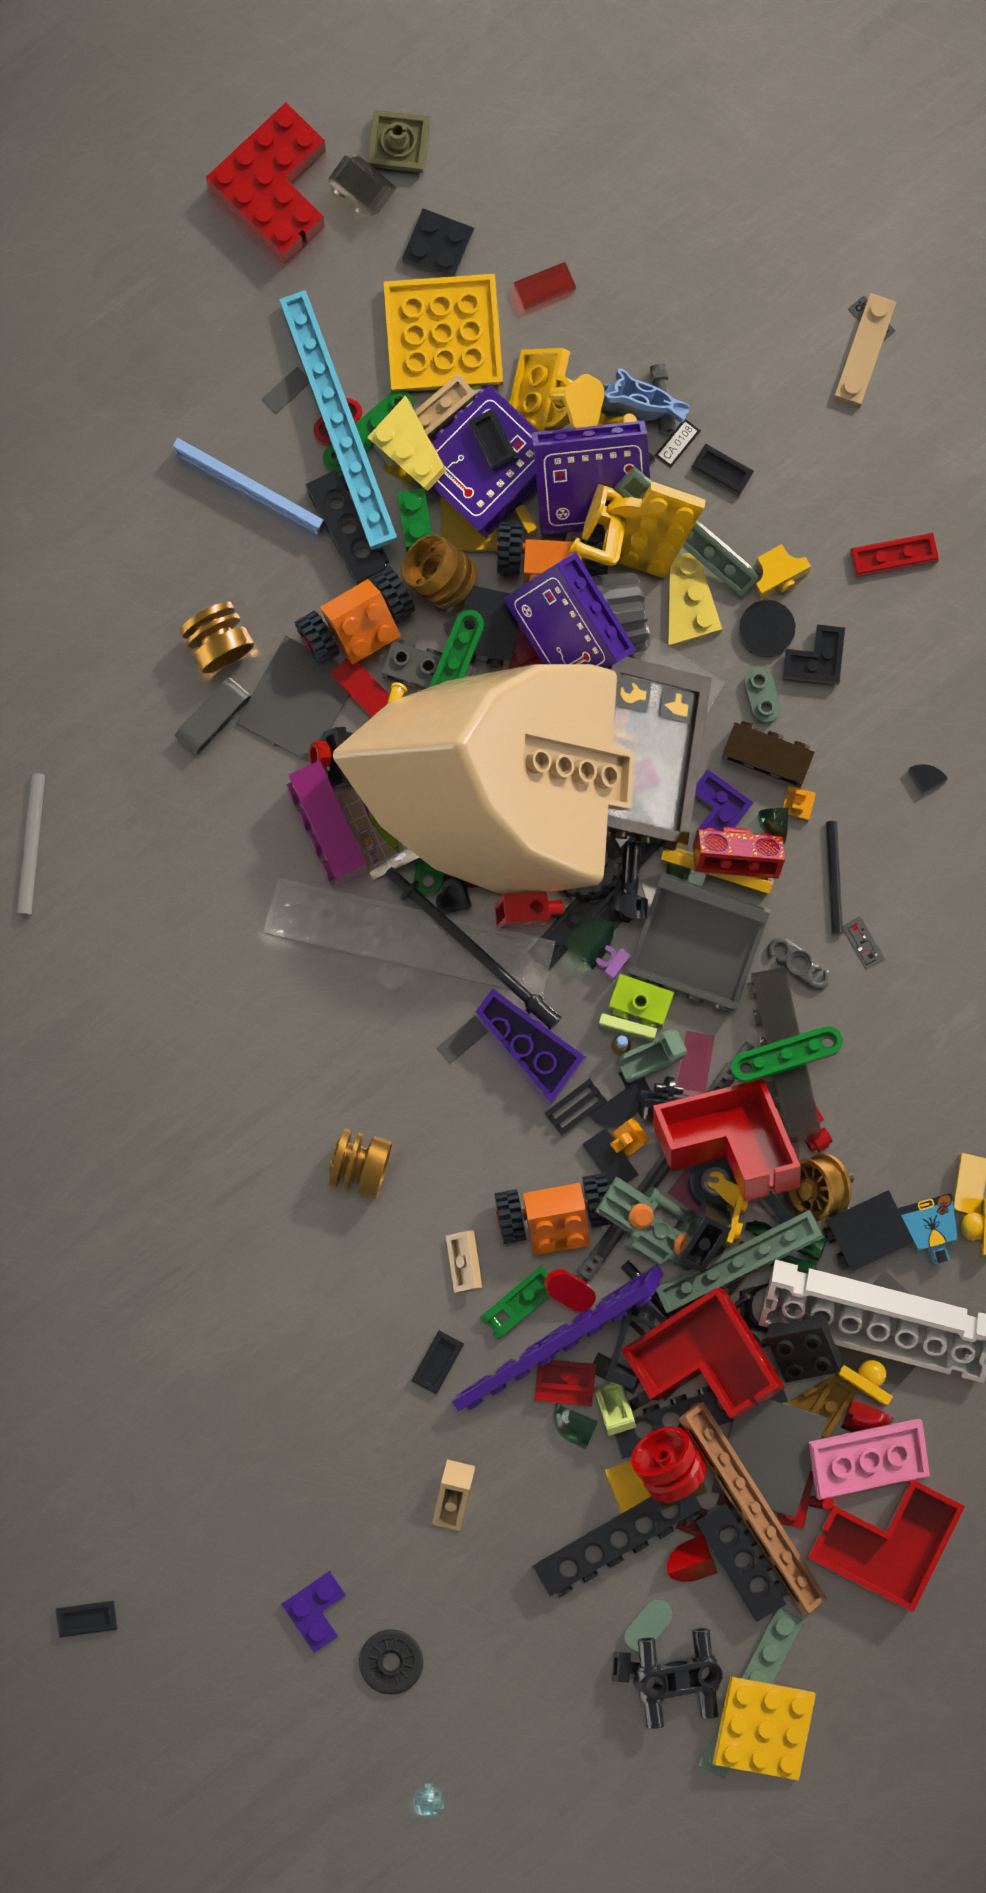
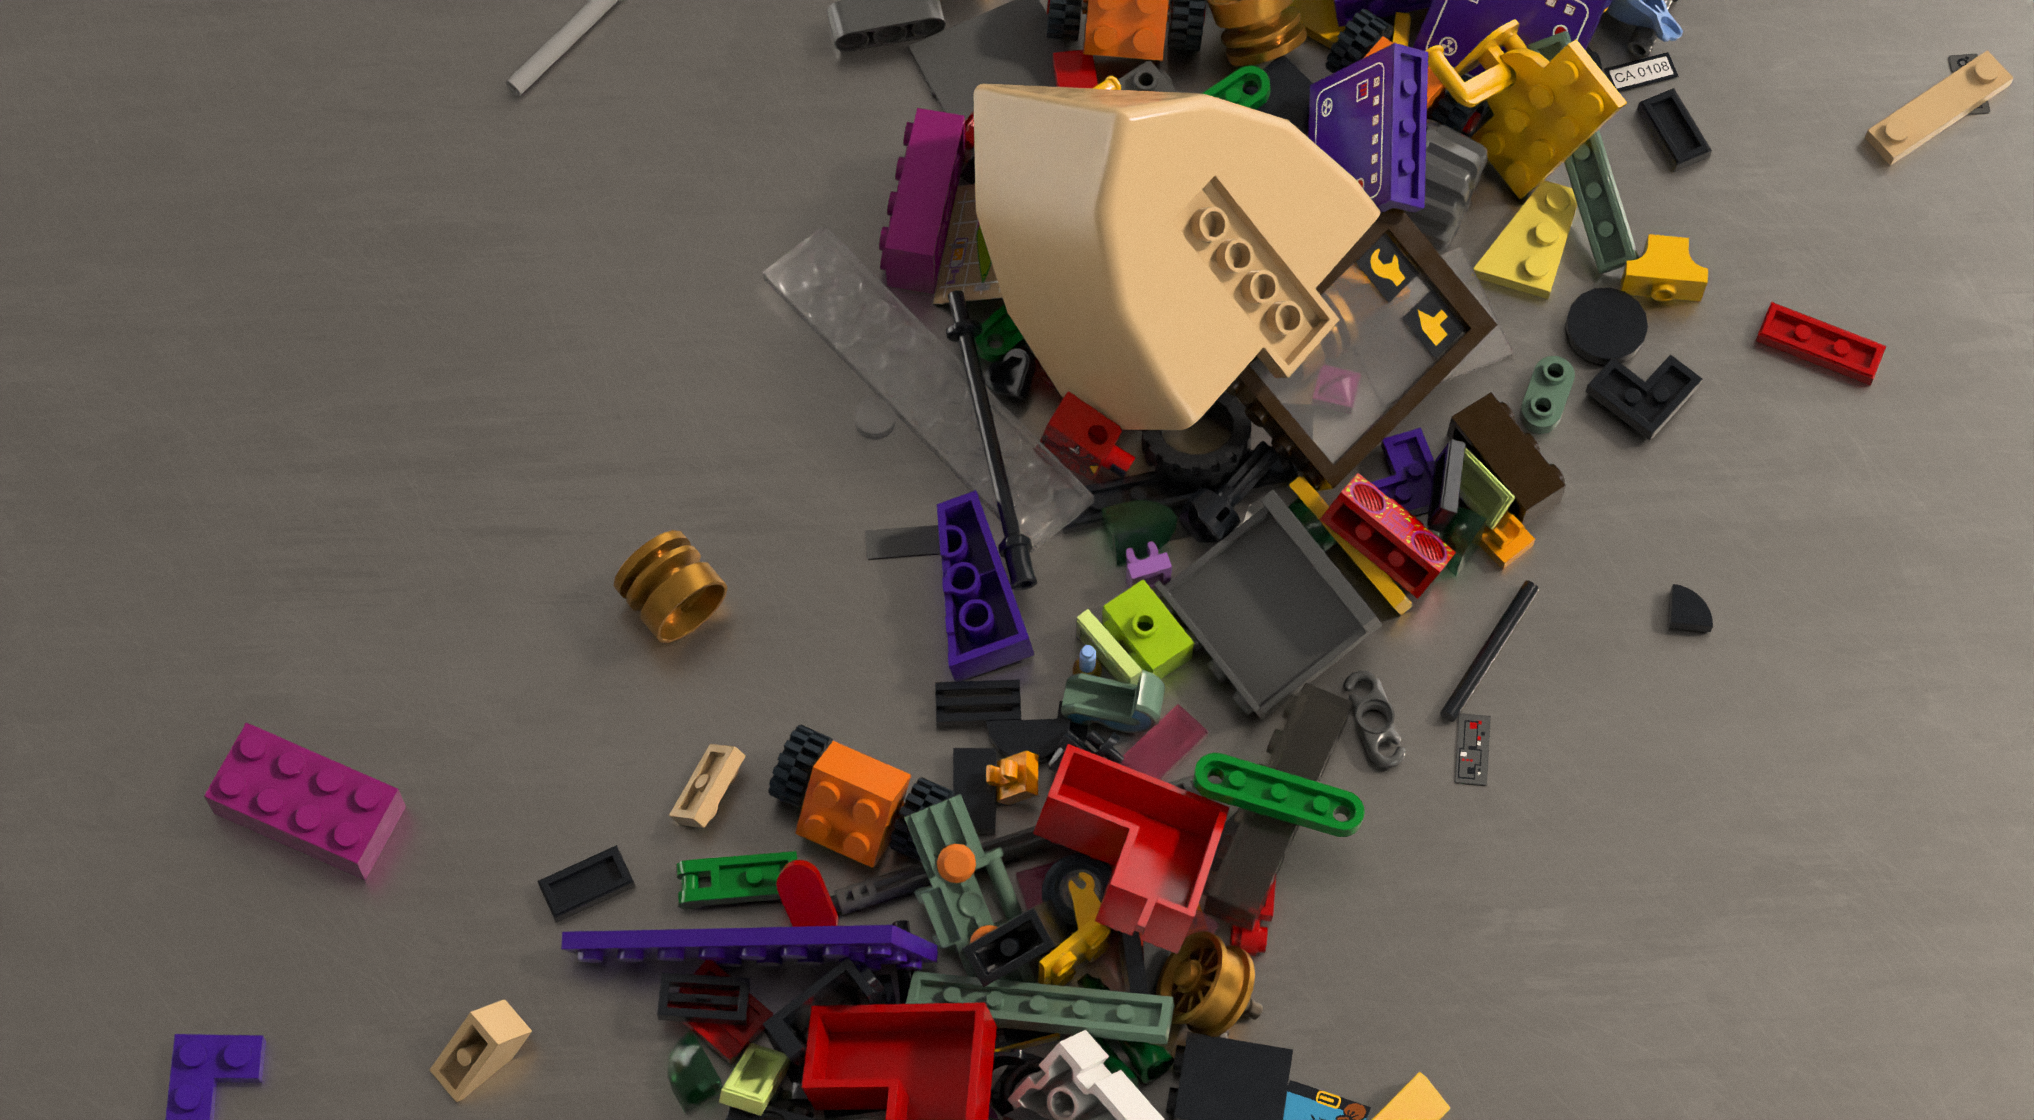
camera: 35 degrees right, 15 degrees down
(250, 1427) = (305, 801): none -> magenta brick
(533, 1396) = (703, 1015): none -> black tile
(749, 799) = (1446, 485): none -> black tile
(764, 784) = (1483, 491): none -> yellowish green tile

